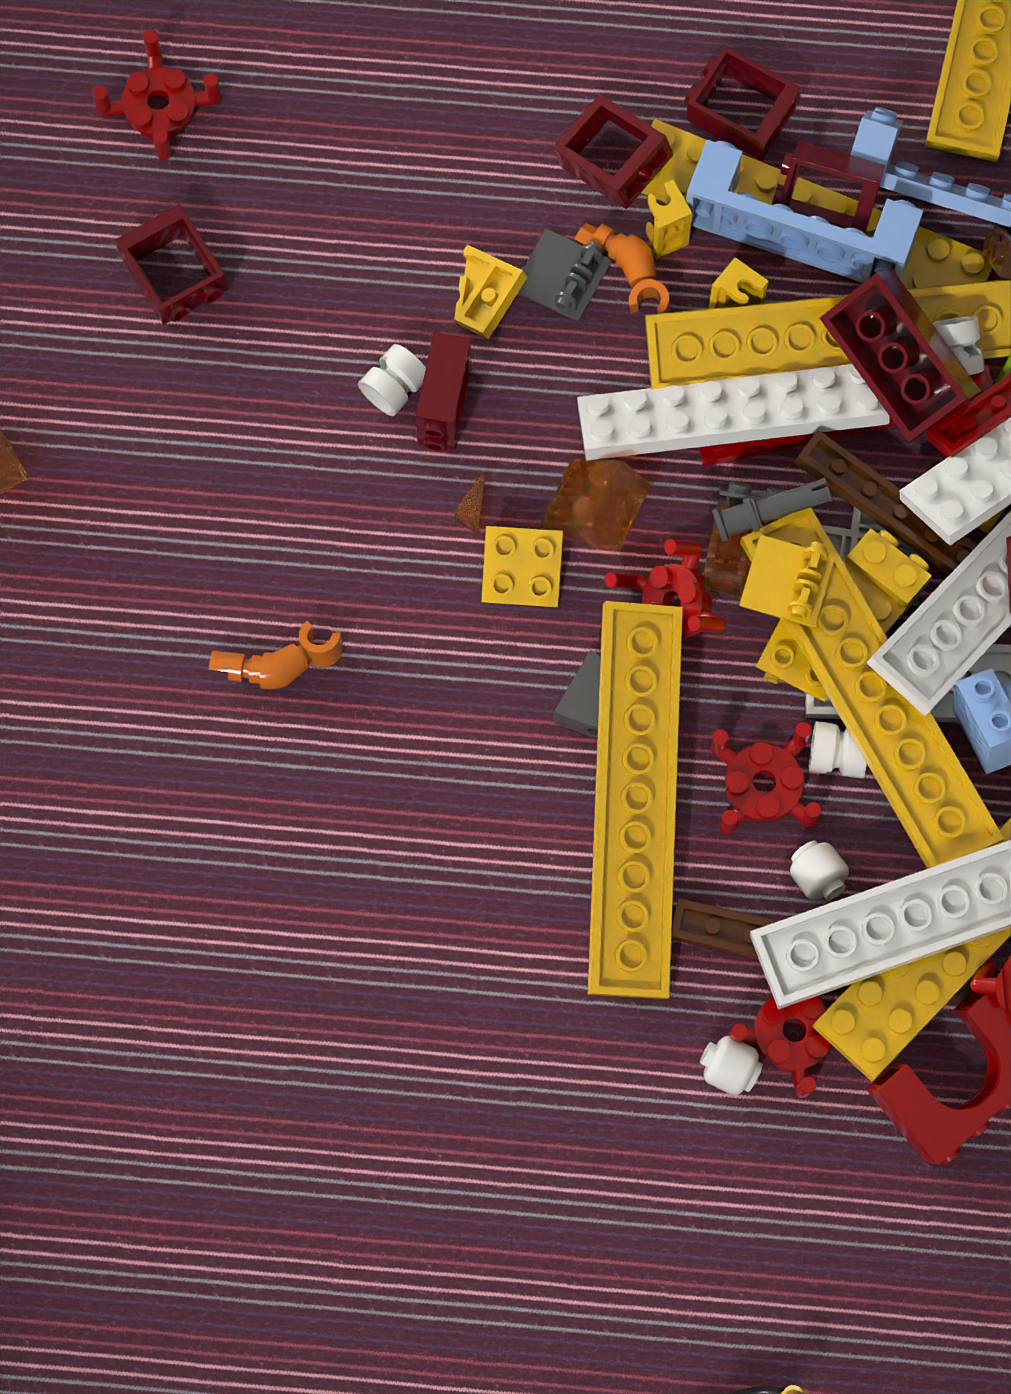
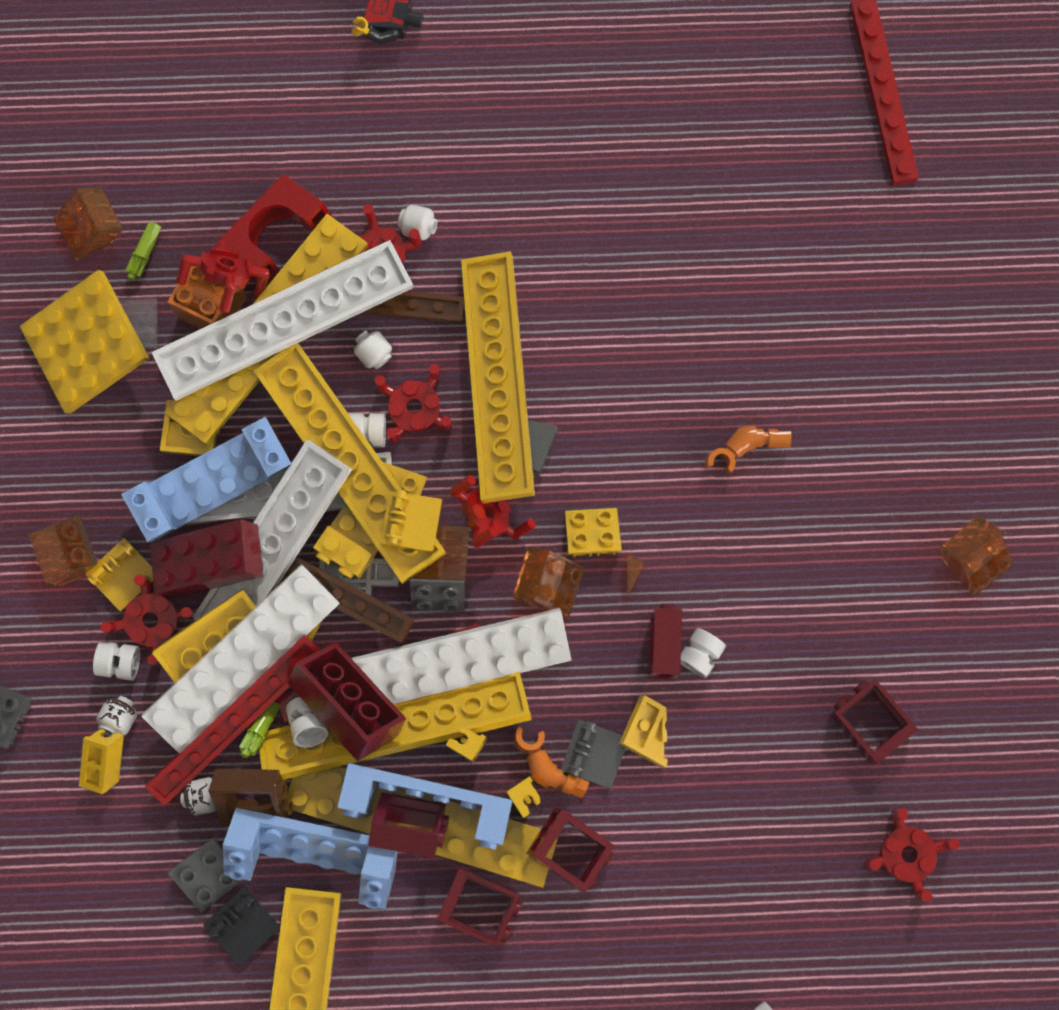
camera: 170 degrees right, 5 degrees up
(752, 514) = (438, 567): dark grey pin -> none

